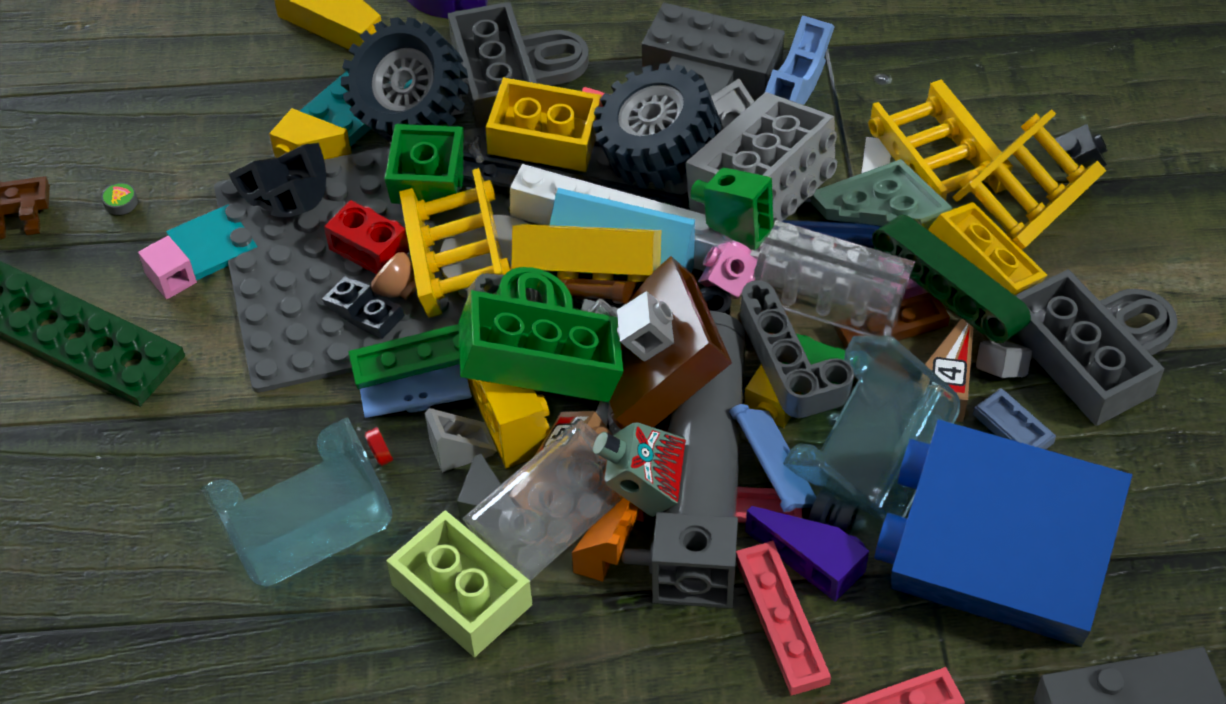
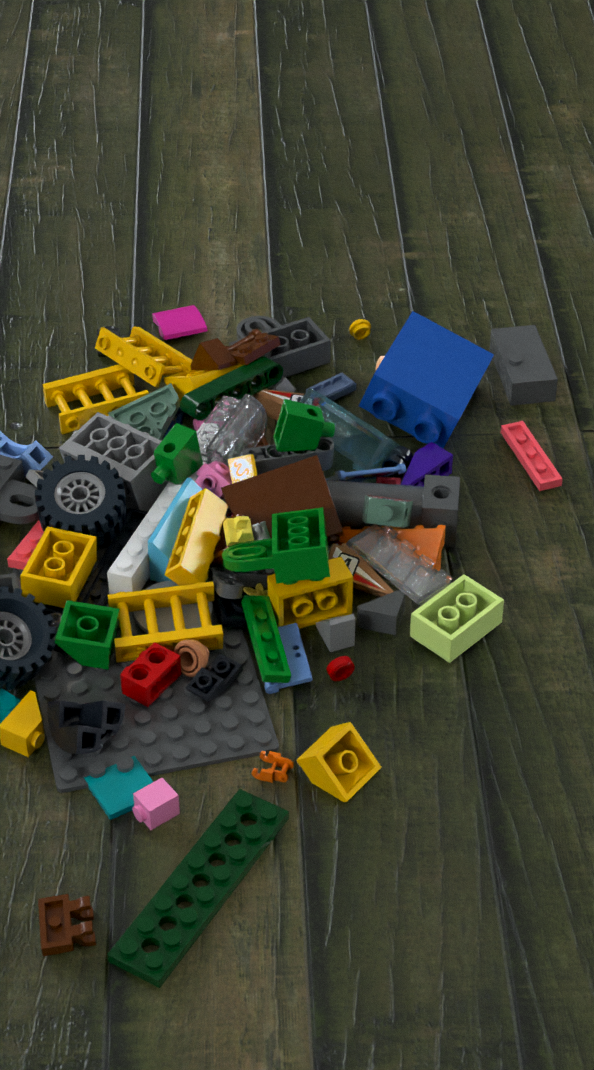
camera: 90 degrees left, 10 degrees down
(119, 198) = (65, 852): tile -> none
(205, 444) = (339, 762): none -> yellow slope
(227, 388) = (271, 774): none -> orange piece
(306, 514) = (386, 704): clear light blue windscreen -> none
(588, 286) = (237, 530): none -> light yellow tile
(645, 326) = (286, 494): light grey brick -> none
(730, 286) = (242, 467): none -> tile
(782, 618) = (487, 484): coral plate -> none
(802, 333) = (300, 427): none -> green torso
(1011, 246) = (212, 356): none -> reddish brown slope
(1042, 287) = (253, 346): none -> reddish brown plate
(1150, 226) = (179, 322): none -> dark pink slope
(1189, 461) = (360, 329): none -> yellow plate

